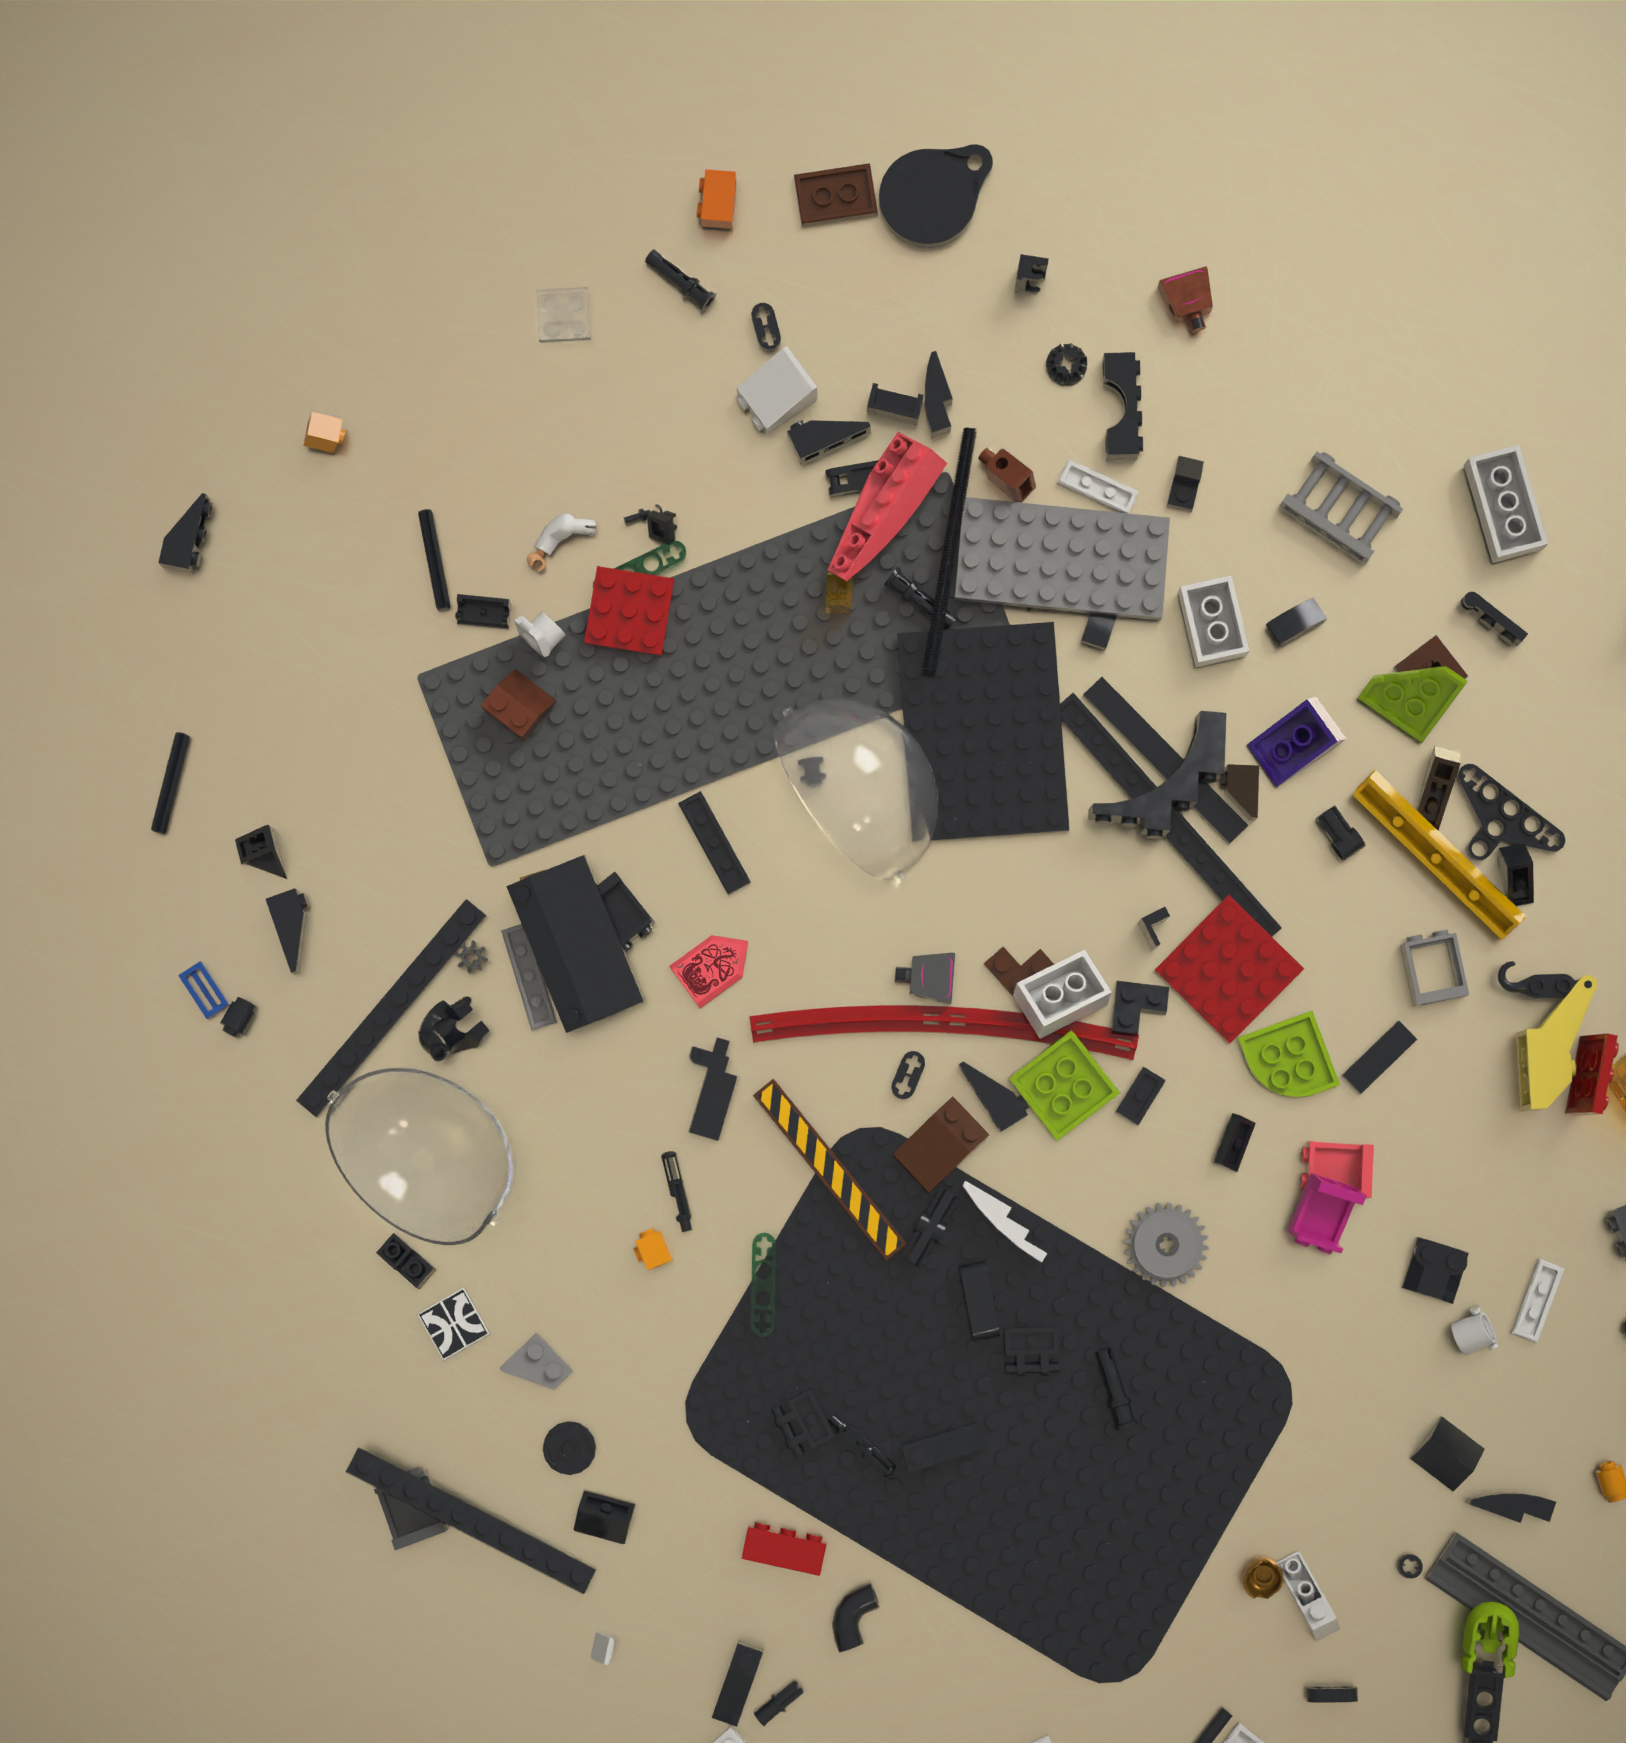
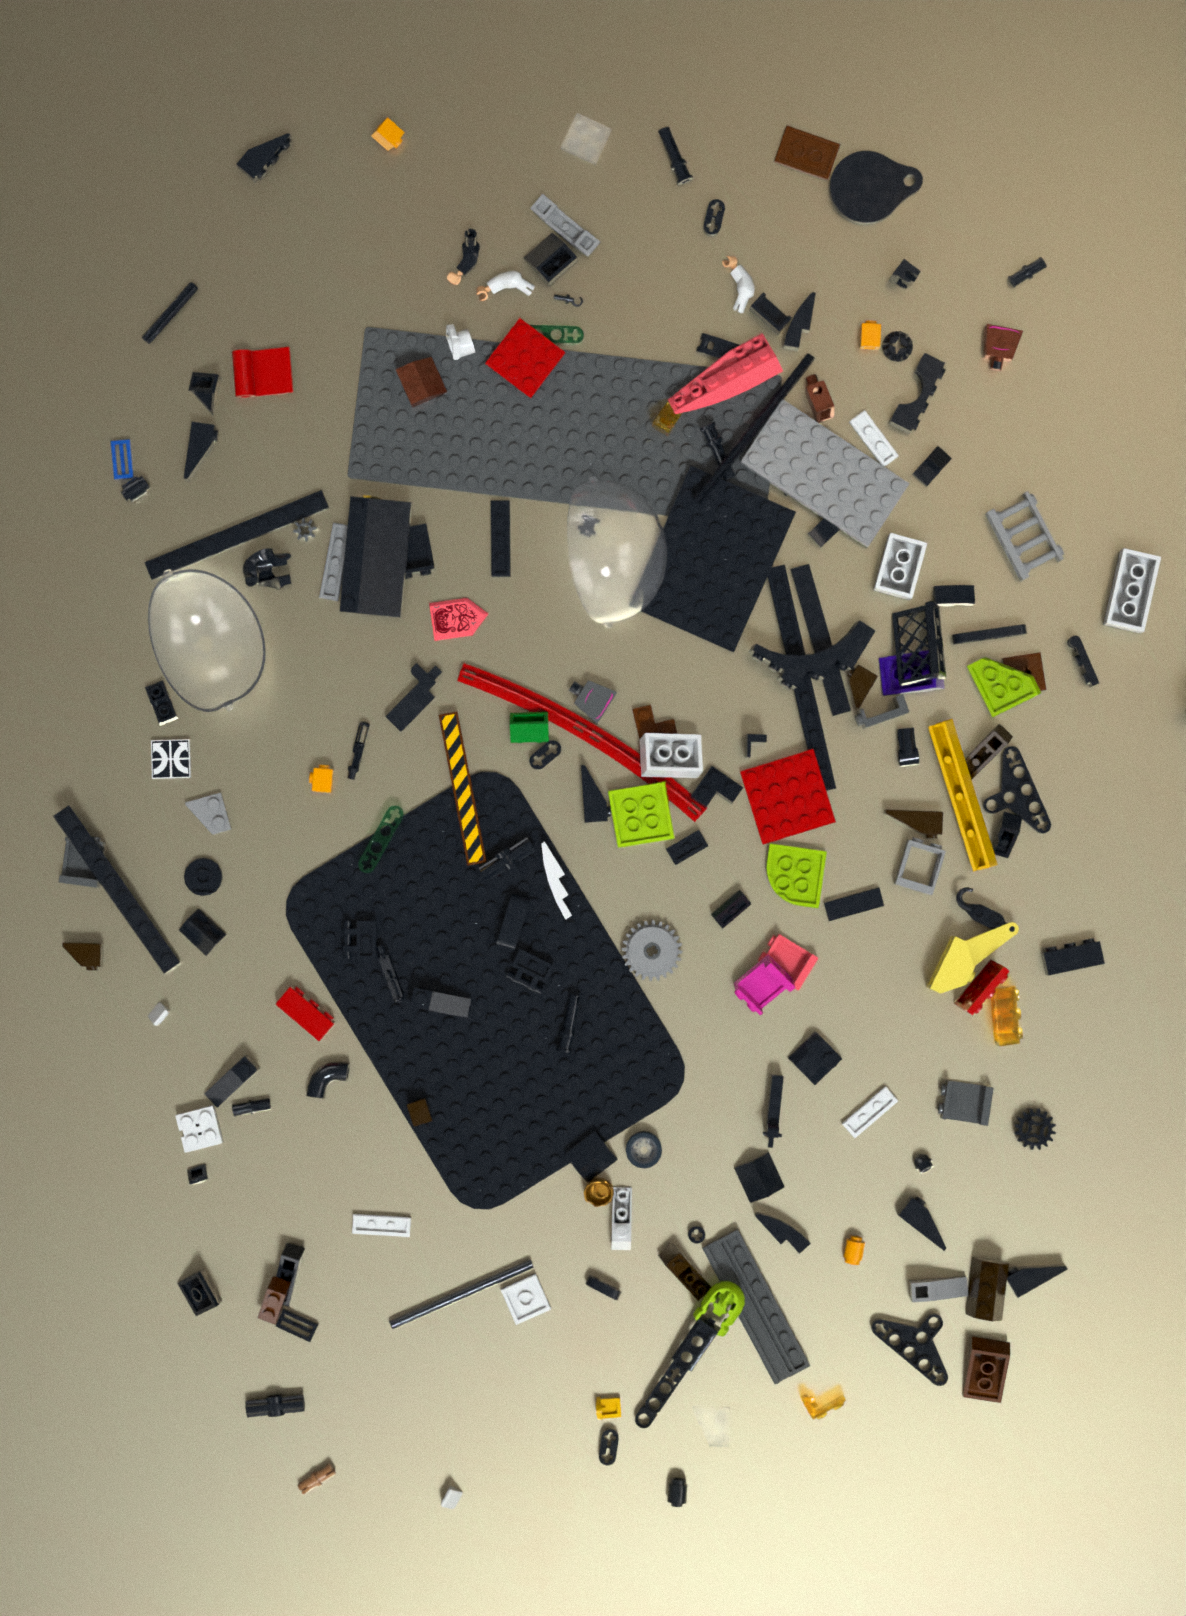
camera: 20 degrees right, 5 degrees up
(320, 795) = (262, 372): none -> red door
(434, 559) = (416, 257): black axle -> none
(475, 1621) = (86, 954): none -> dark brown slope
(483, 611) = (430, 308): black hinge -> none
(498, 523) = (470, 252): none -> black arm
(593, 430) = (564, 226): none -> light grey slope
(597, 477) = (551, 259): none -> black slope
(661, 526) = (576, 313): black tile -> none
(718, 199) = (727, 115): orange brick -> none
(776, 391) = (697, 264): white slope -> none
(820, 437) = (707, 308): black slope -> none
(845, 386) = (744, 283): none -> white arm
(871, 1051) = (529, 727): none -> green brick
(941, 1144) = (542, 810): reddish brown slope -> none
(990, 1597) = (419, 1112): none -> dark brown panel
(1027, 367) = (870, 335): none -> light orange brick
(1173, 196) = (1027, 272): none -> black pin
(1228, 1539) = (590, 1156): none -> black slope
(1301, 1502) = (647, 1159): none -> wheel
(1307, 691) = (935, 644): none -> black fence
(1307, 789) = (901, 709): none -> dark grey panel
(1364, 645) = (989, 634): none -> black beam
(1406, 913) = (920, 821): none -> dark brown slope
(1419, 1359) = (773, 1109): none -> black piece
(1420, 1620) = (684, 1271): none -> dark brown slope
(1474, 1332) = (817, 1110): white piece -> none

